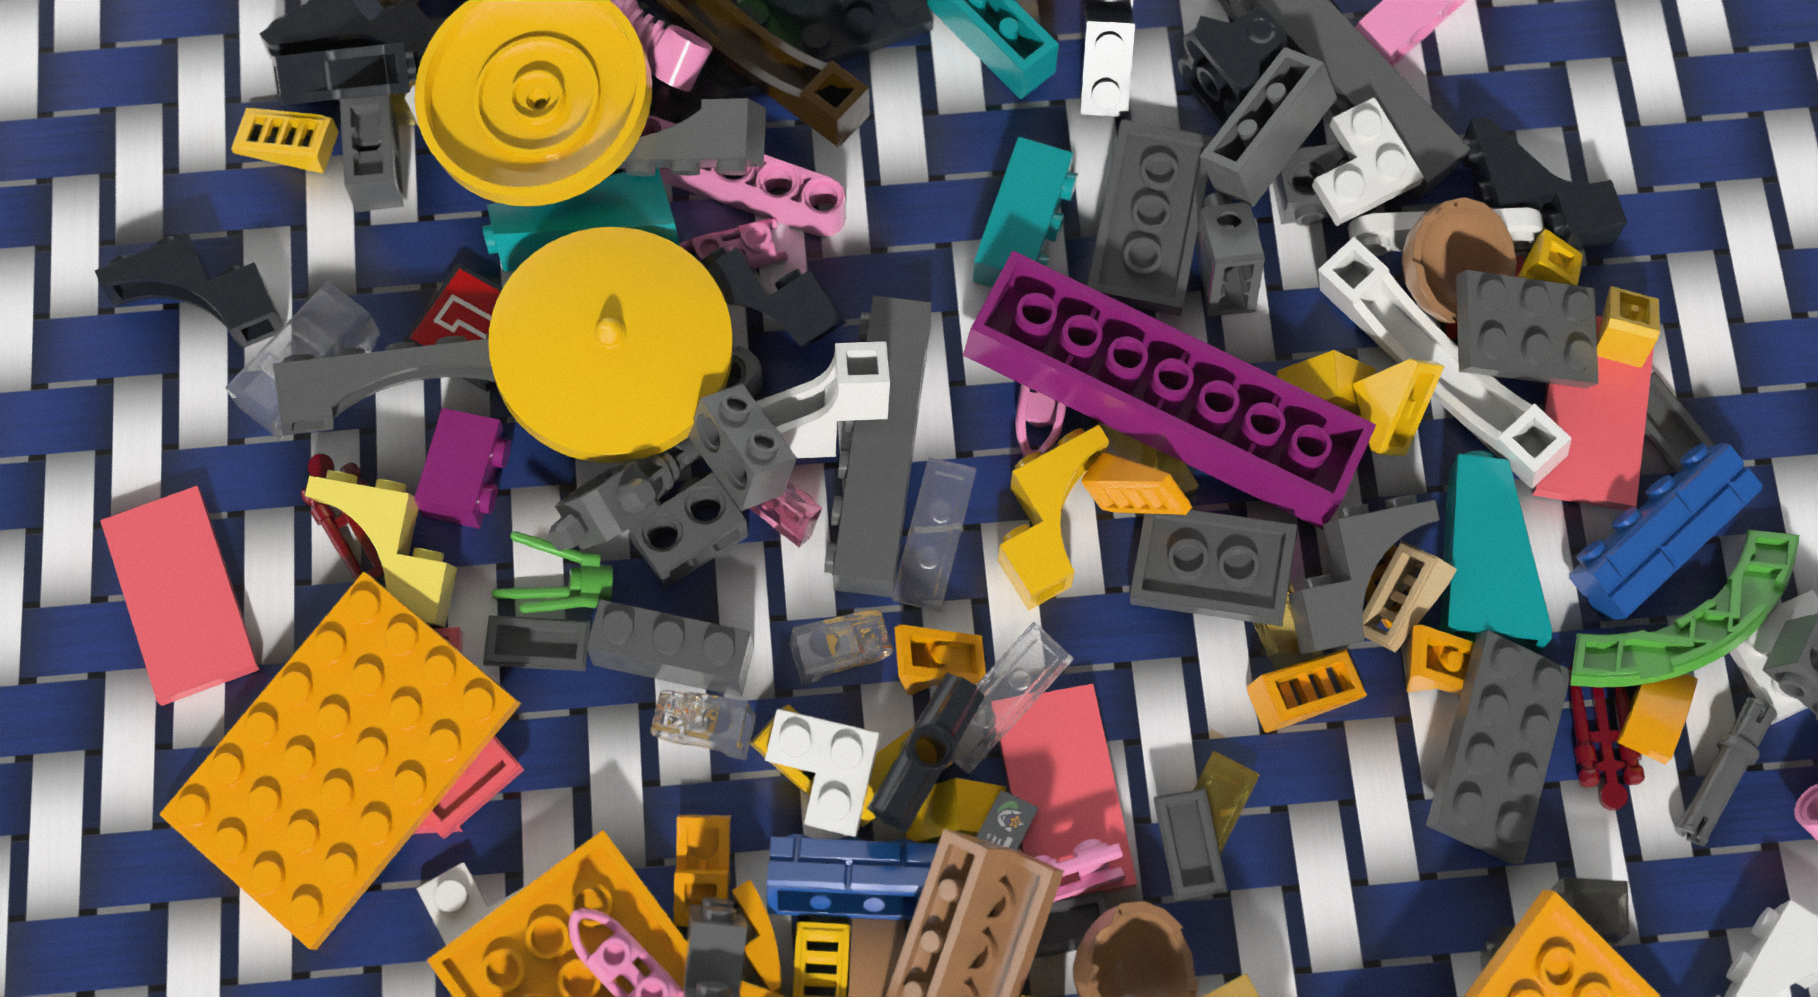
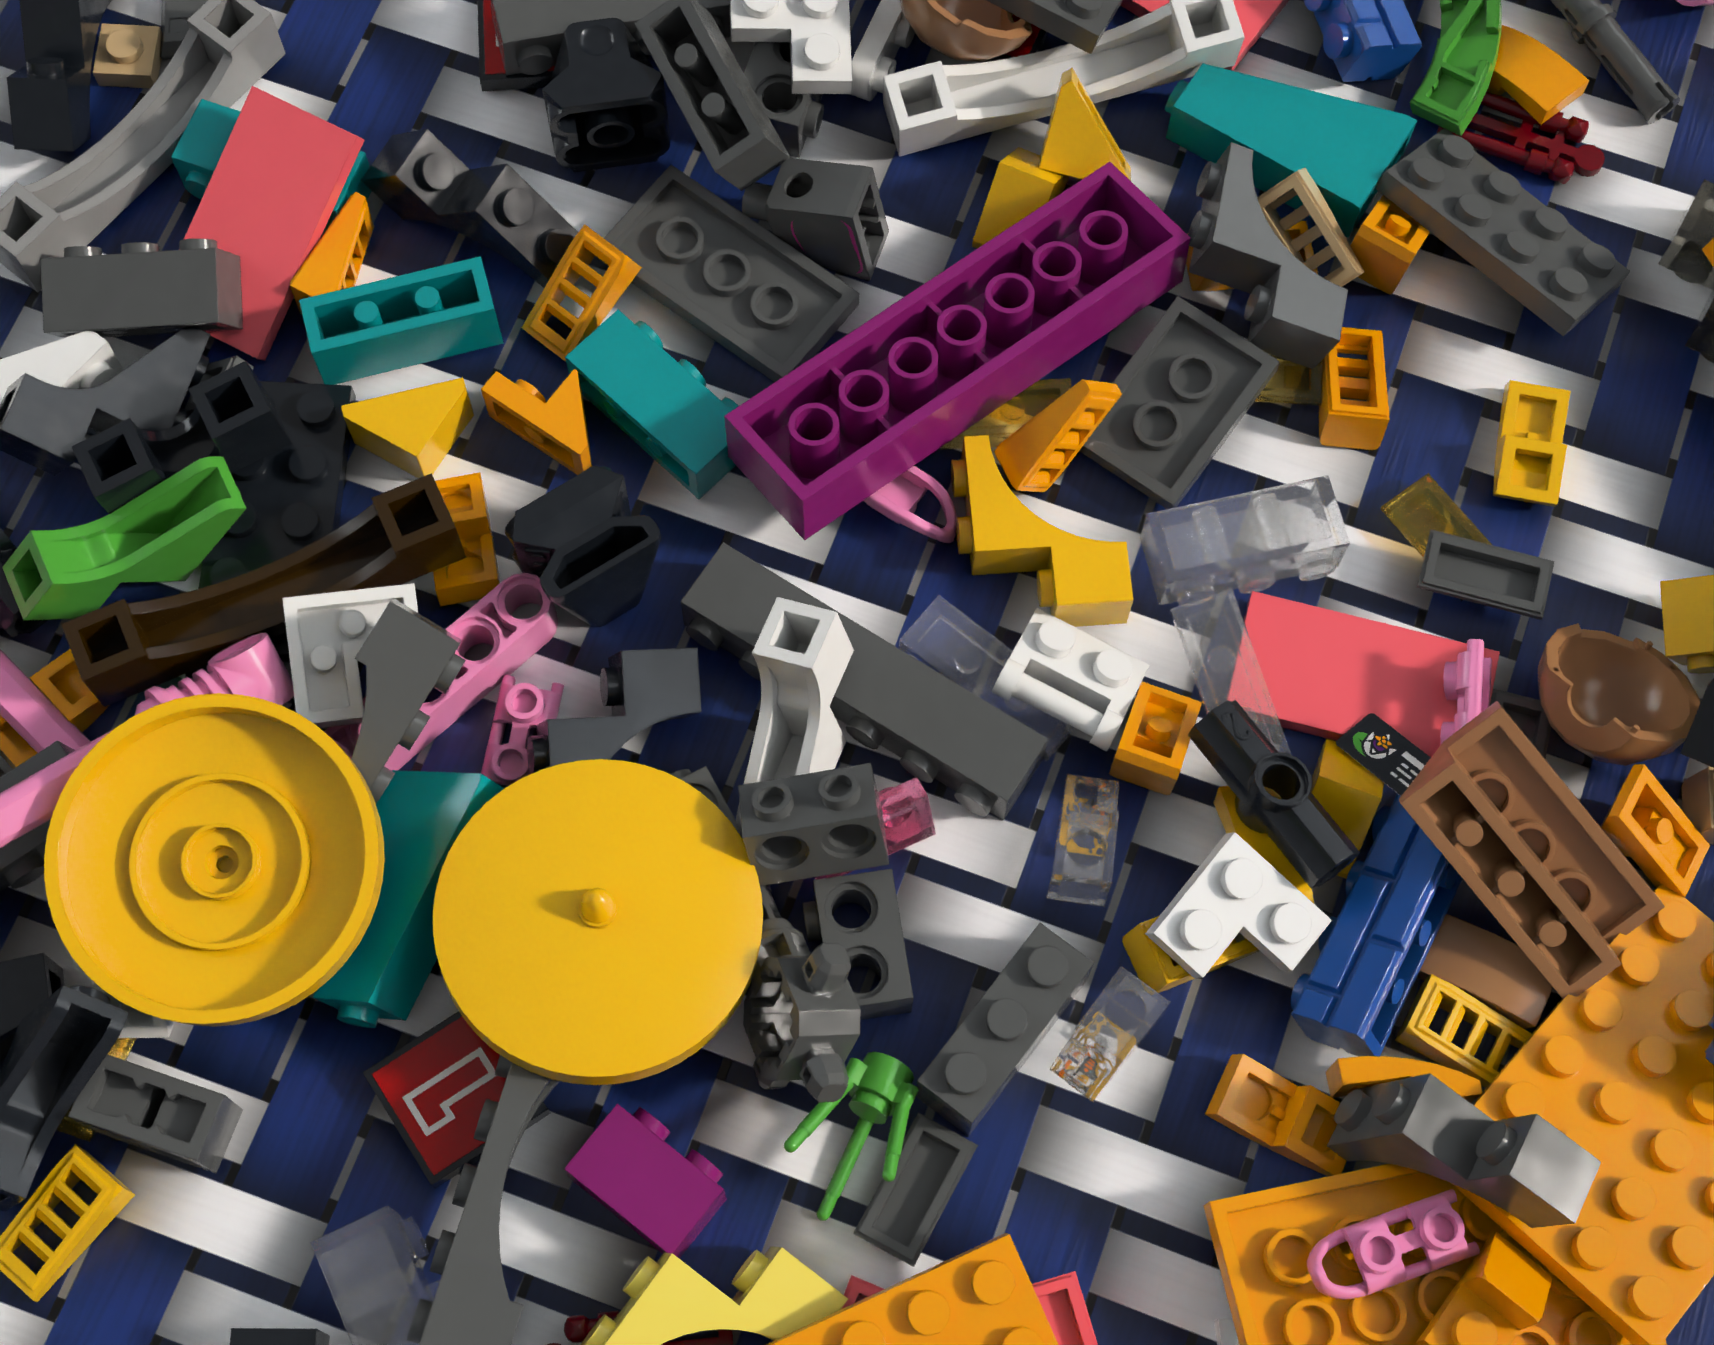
camera: 65 degrees left, 0 degrees up
(725, 78) = (322, 644): none -> white plate
(868, 145) = (478, 572): none -> light orange slope
(878, 215) = (586, 546): none -> black piece
(923, 73) = (411, 426): none -> yellow slope
(968, 582) = (1072, 677): none -> white plate
(974, 159) = (550, 426): none -> light orange slope
(1103, 141) = (571, 266): none -> light orange slope
(1127, 660) = (1244, 541): none -> clear brick
(1328, 843) = (1530, 443): none -> yellow slope

